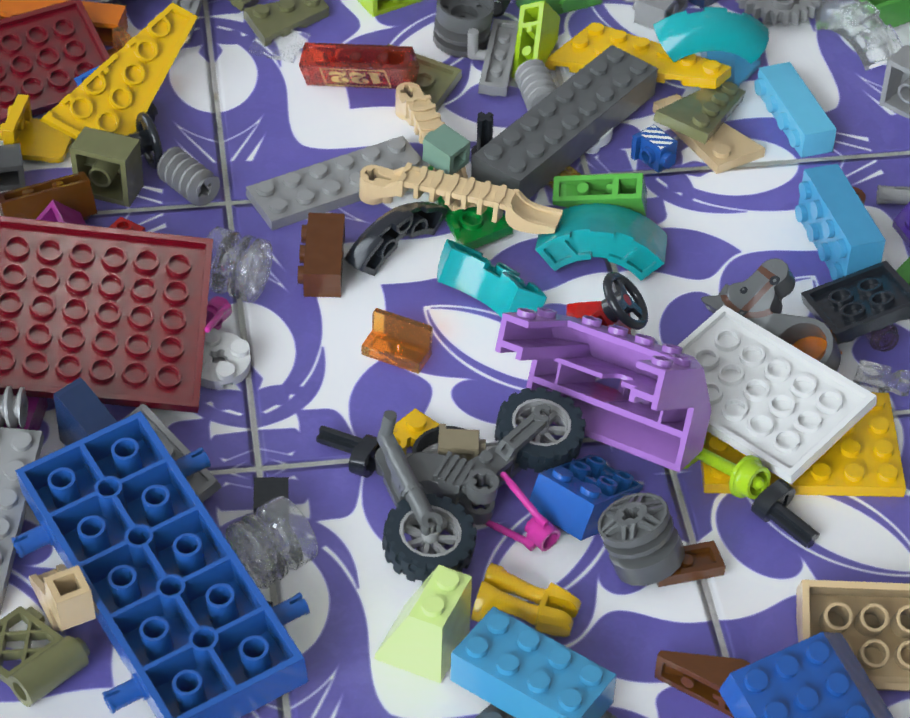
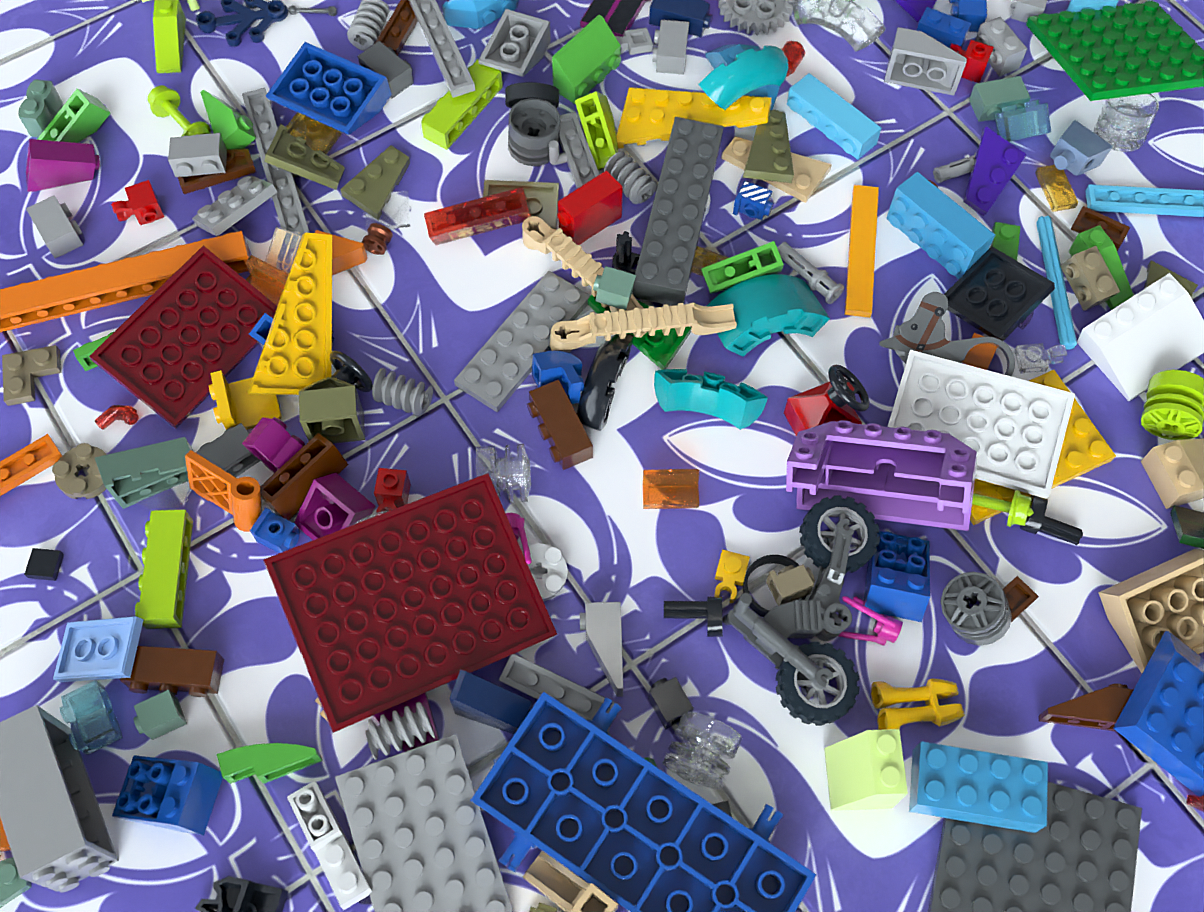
camera: 25 degrees left, 20 degrees up
(35, 162) = (272, 443): none -> magenta brick
(209, 56) = (345, 253): none -> orange slope
(248, 426) = (604, 638): none -> light grey slope
(251, 57) = (377, 238): none -> copper wheel
(356, 206) = (559, 366): none -> blue brick
(472, 90) = (590, 208): none -> red brick
(662, 205) = (819, 277): none -> light grey pin
(746, 229) = (861, 251): none -> light orange tile
(783, 49) = (794, 53): none -> clear red brick

